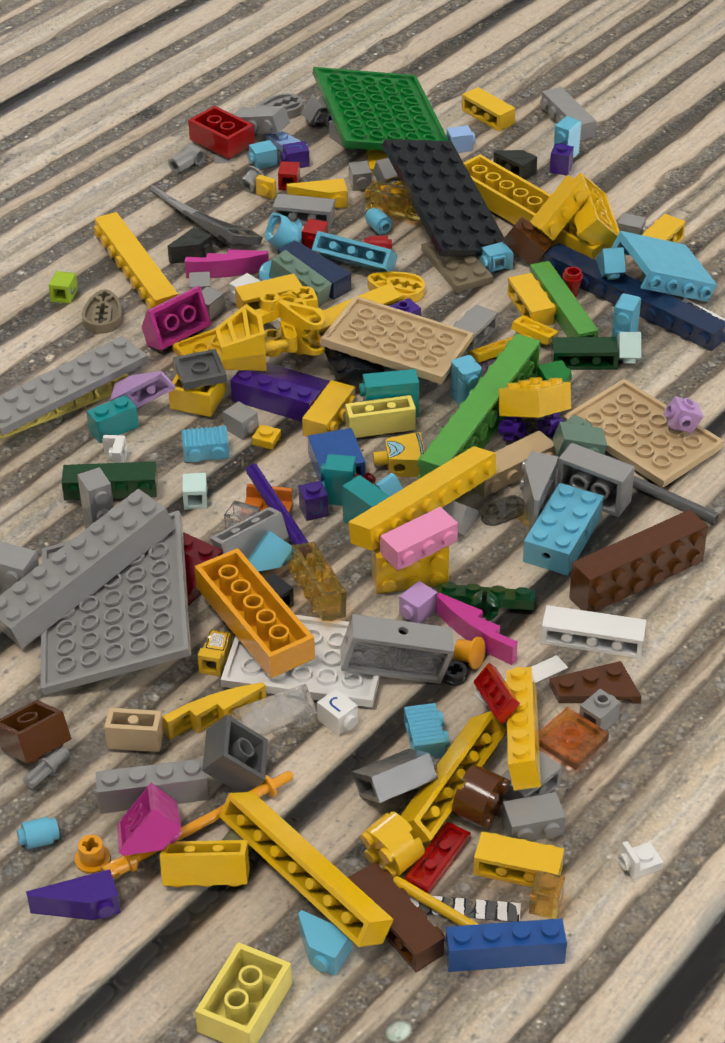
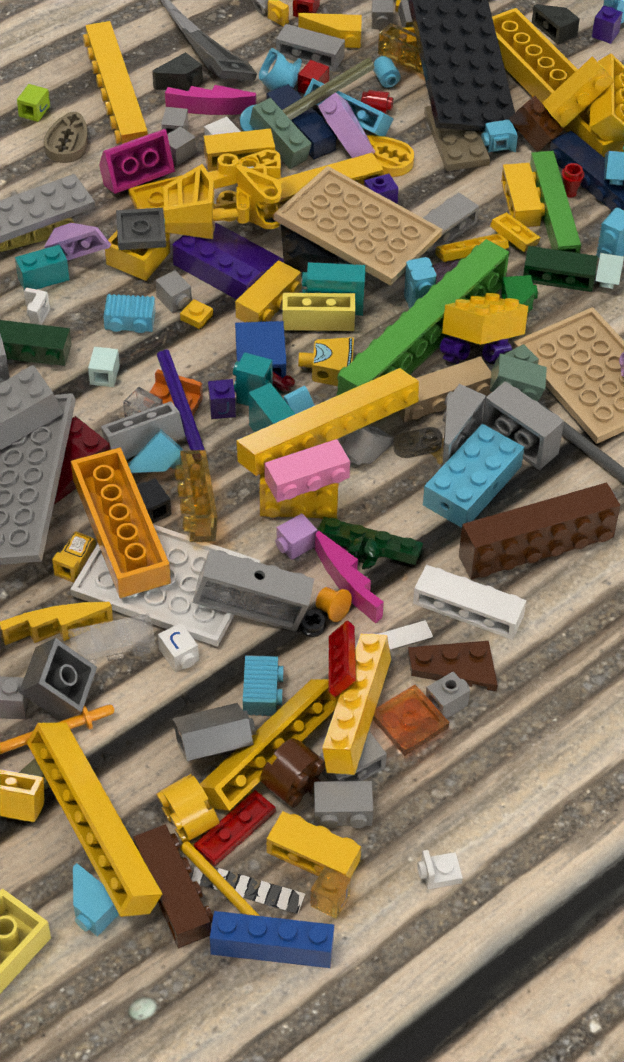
camera: 10 degrees right, 10 degrees up
(336, 236) = (329, 88): none -> olive axle
(358, 265) = (345, 125): none -> lavender slope

